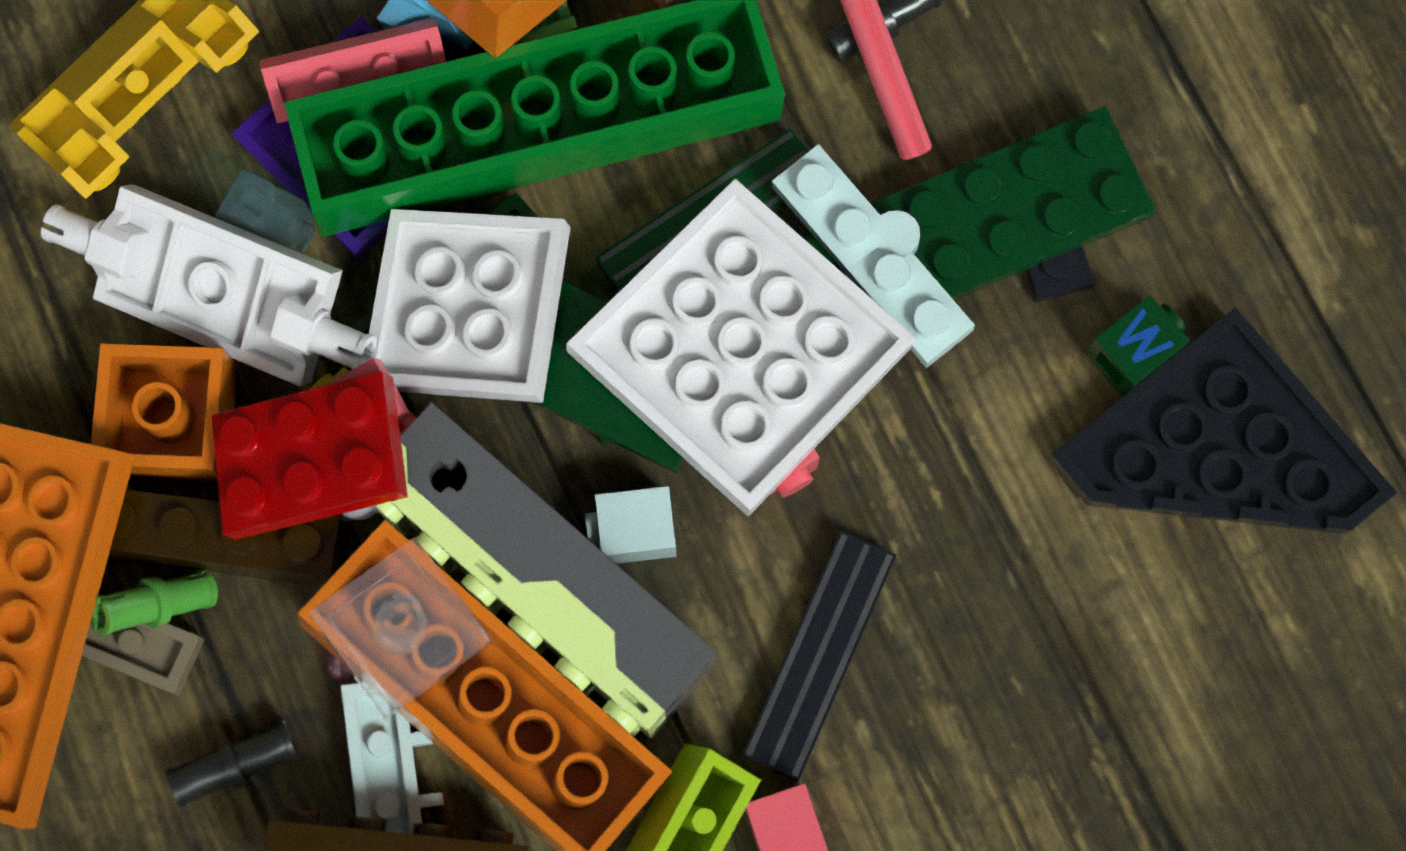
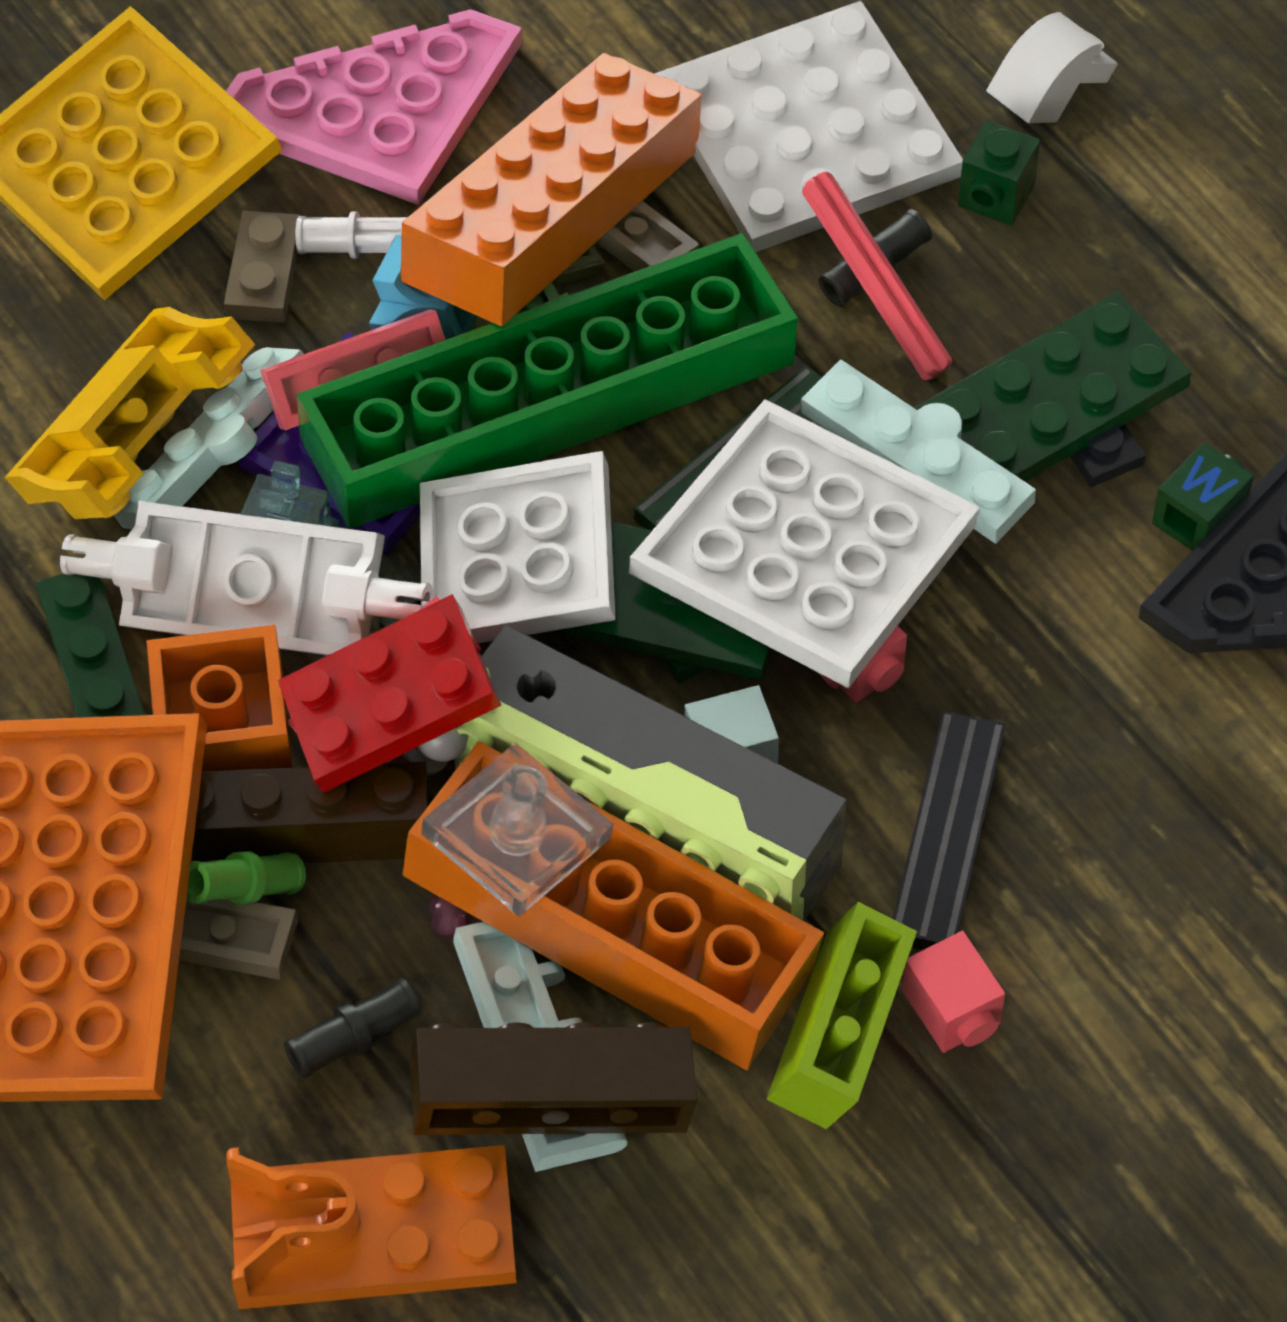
camera: 10 degrees left, 20 degrees down
(63, 337) = (88, 646): none -> dark green plate
(210, 115) = (214, 439): none -> light aqua hinge

